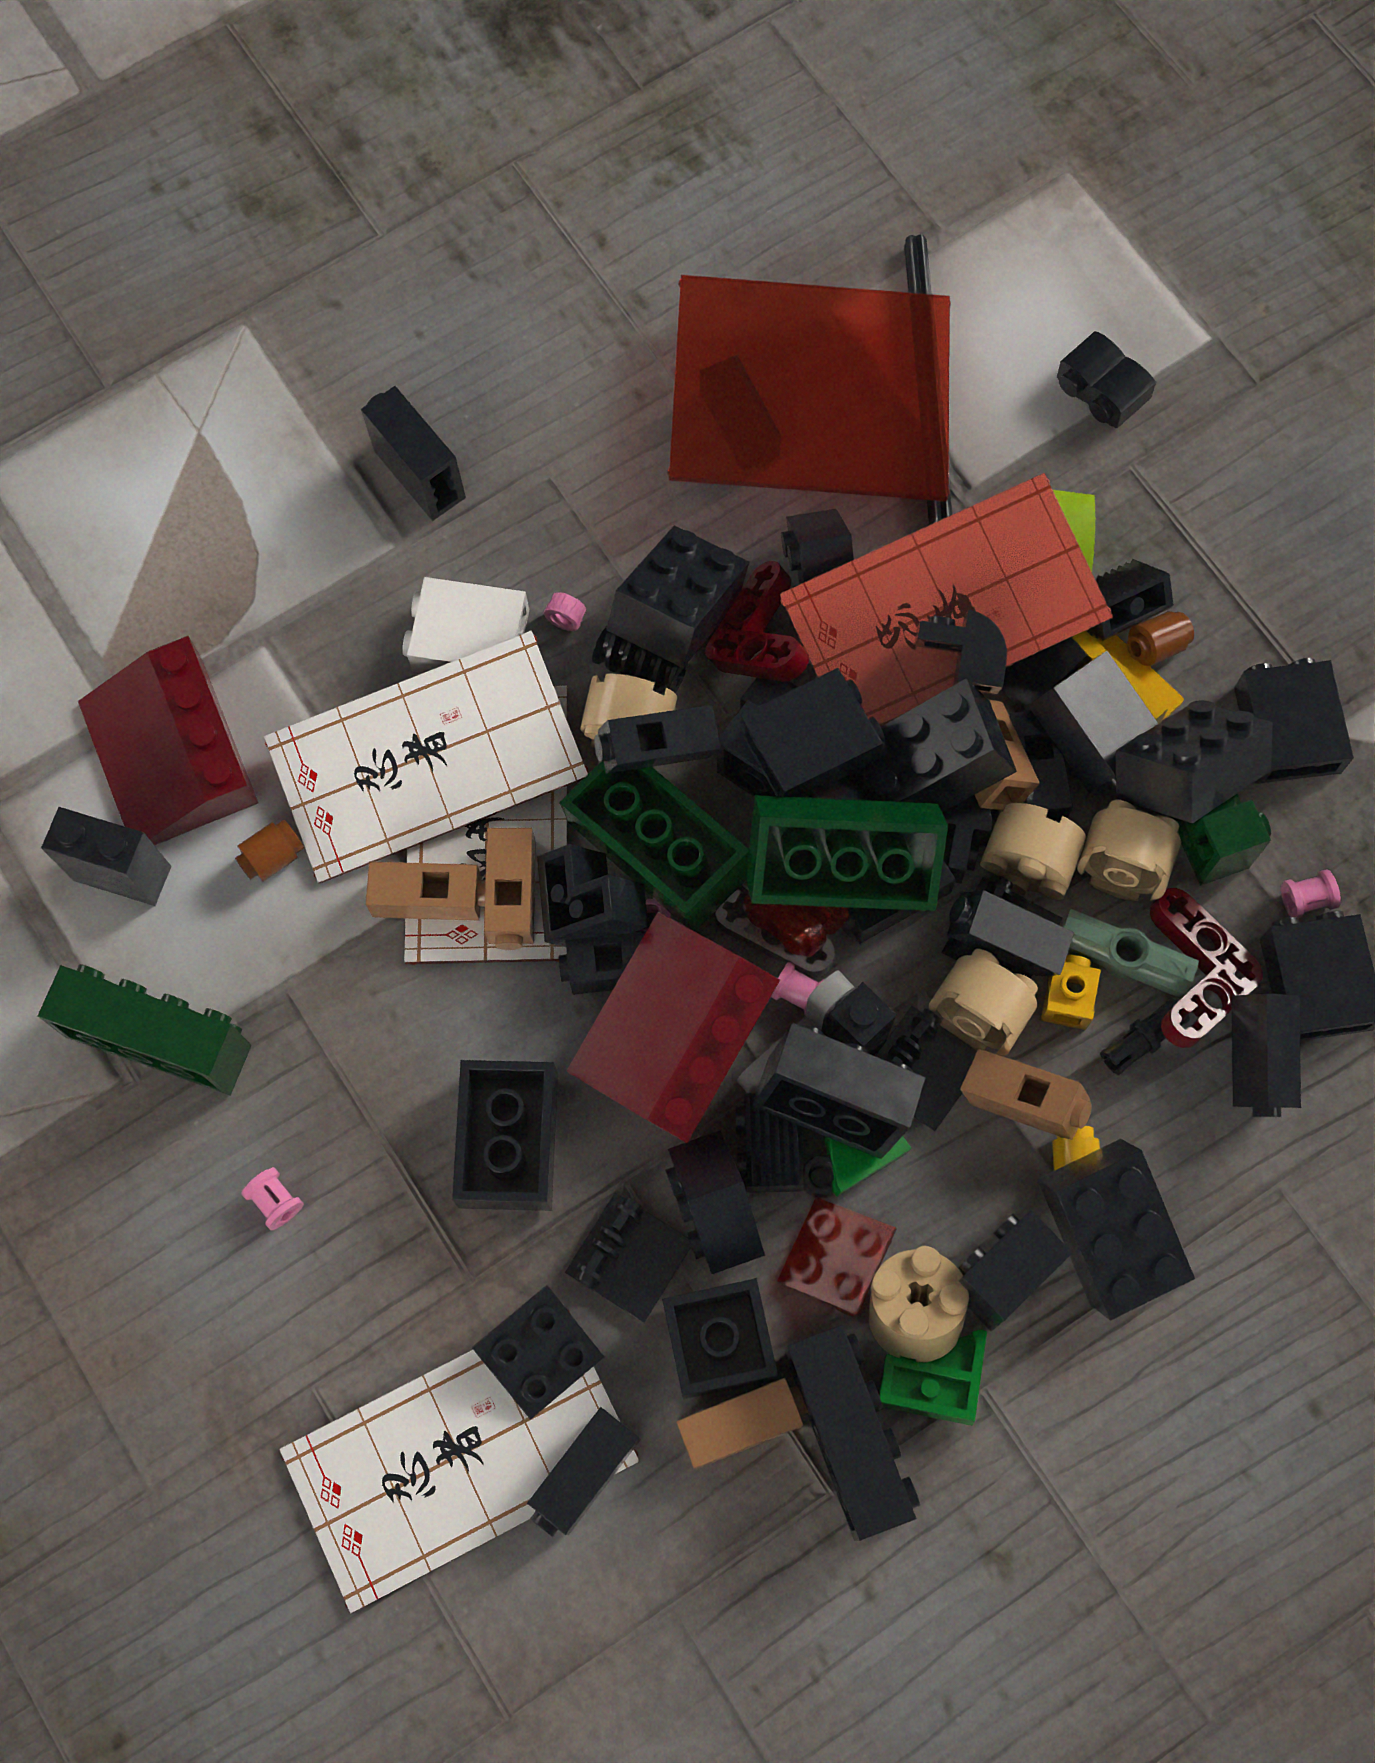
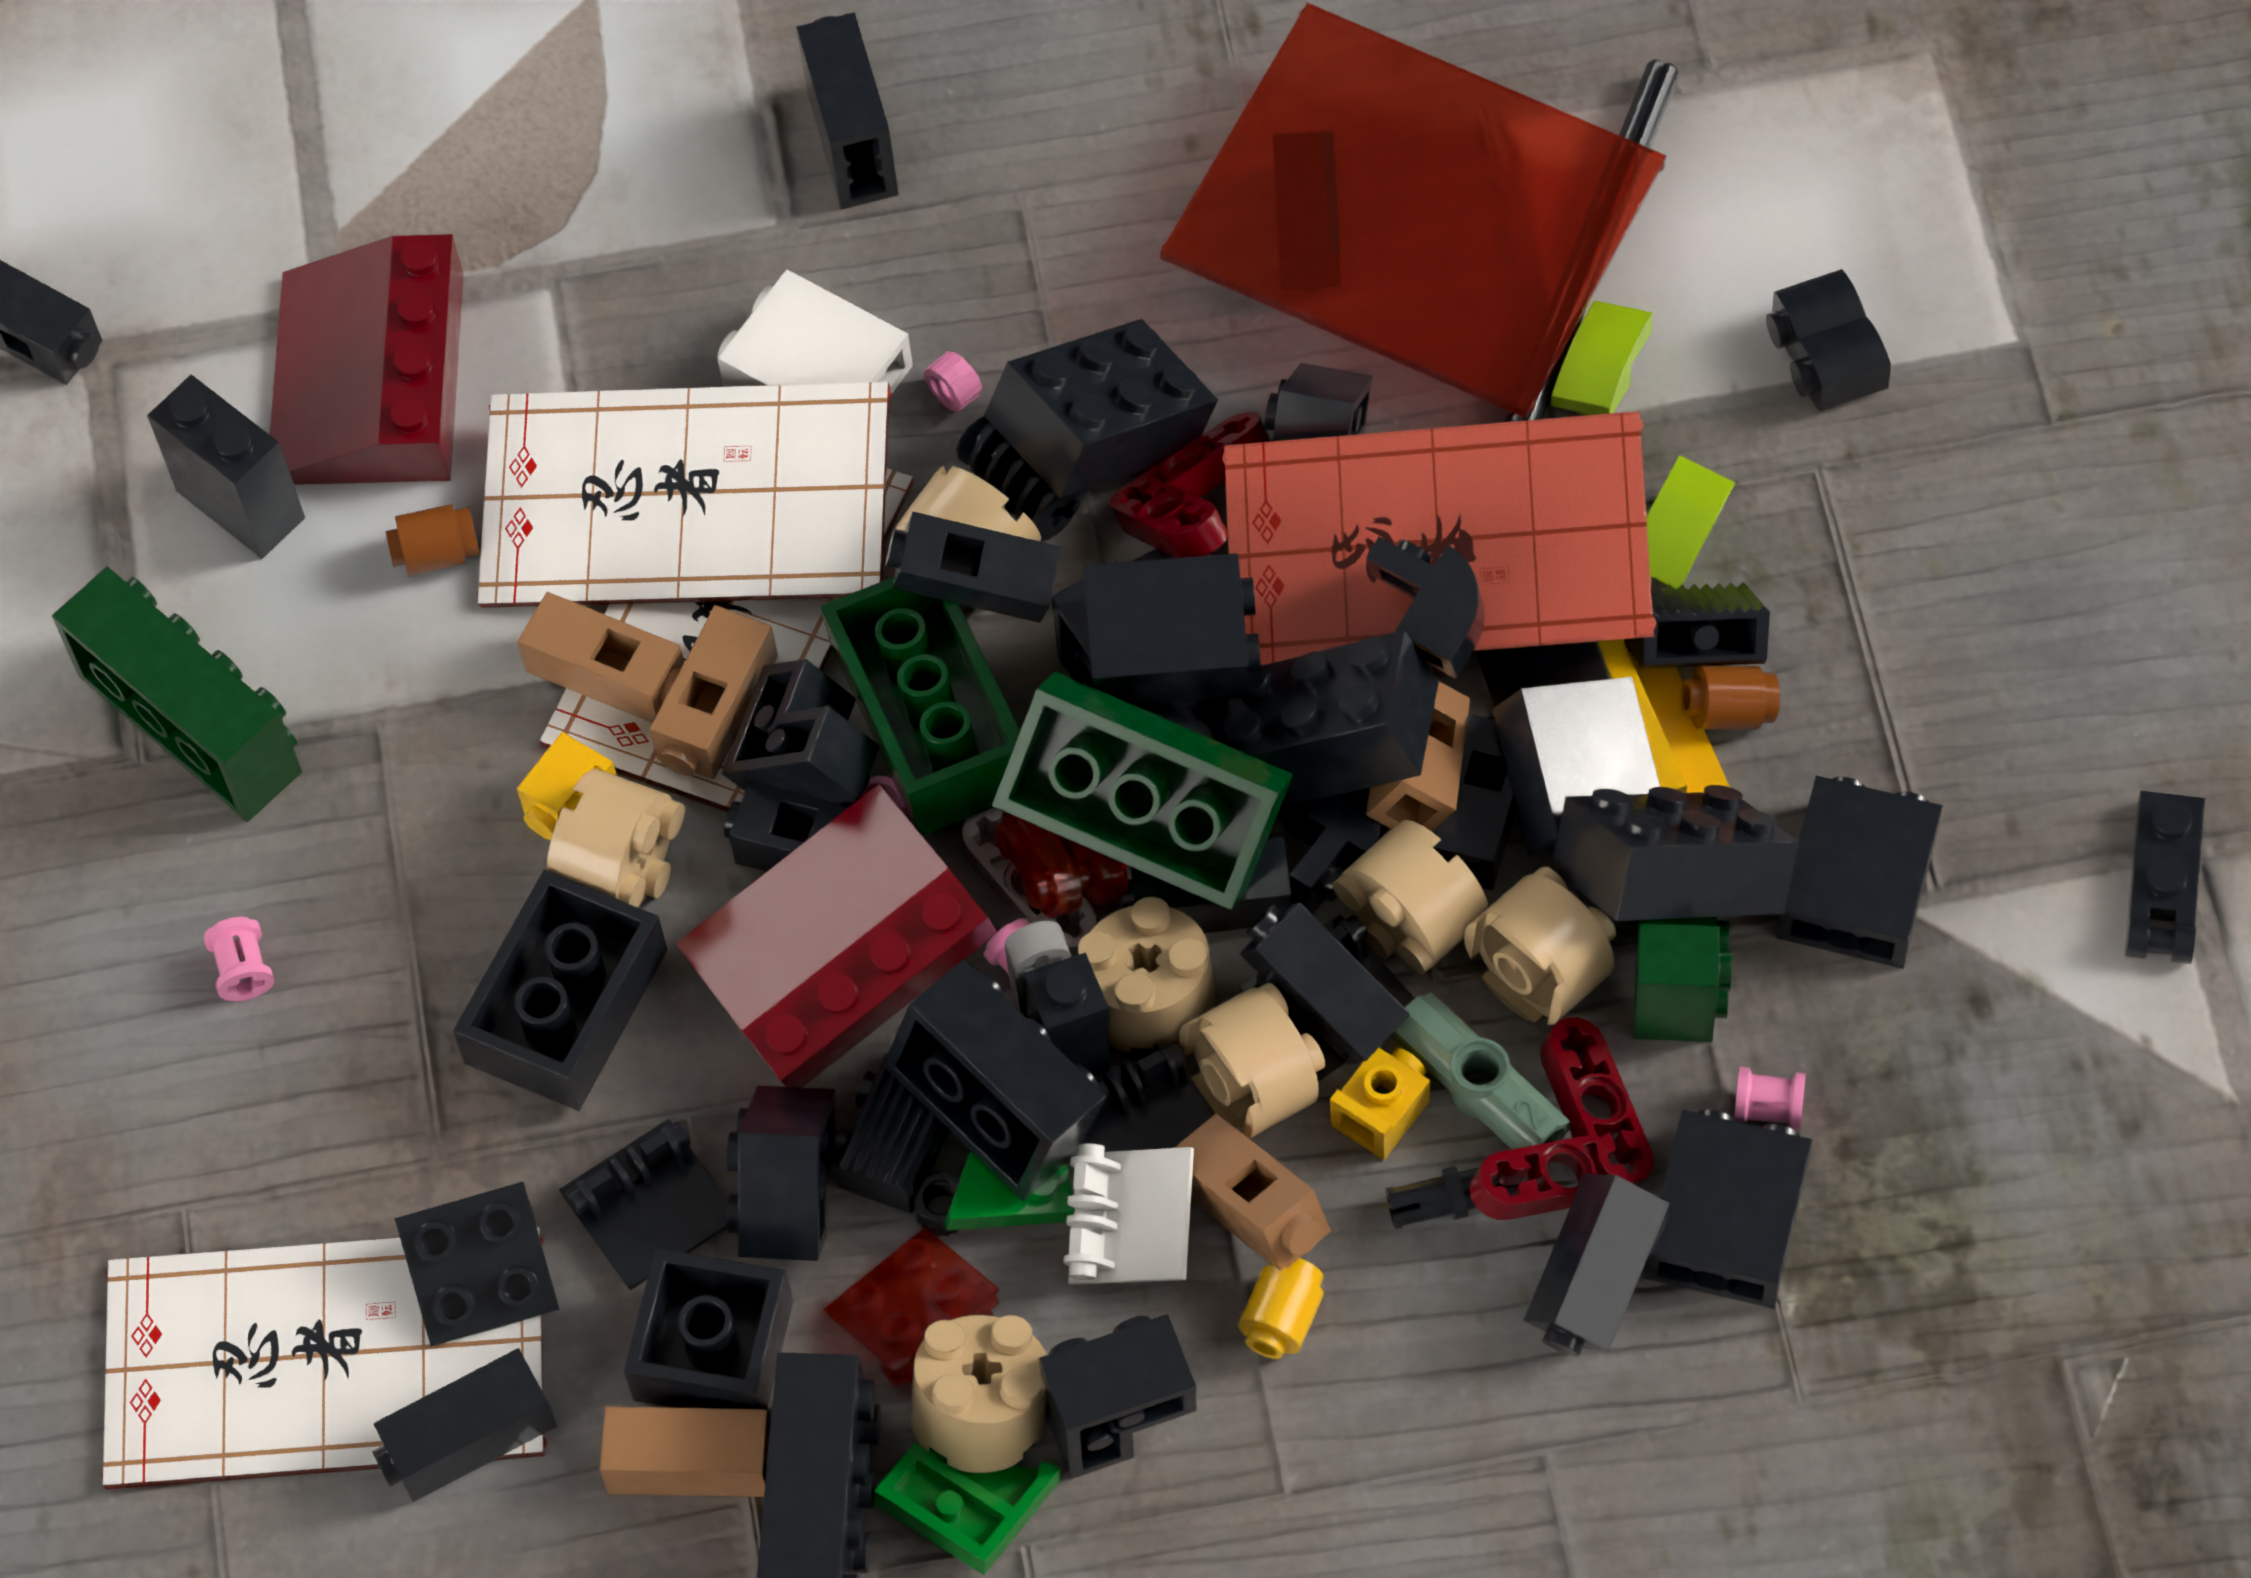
camera: 25 degrees right, 10 degrees down
(441, 991) = (552, 782): none -> yellow brick
(496, 1017) = (616, 838): none -> tan brick
(890, 948) = (1151, 972): none -> tan brick
(956, 1141) = (1129, 1215): none -> white hinge
(971, 444) = (1600, 359): none -> lime slope
(1116, 1228) = (1279, 1397): black brick -> none

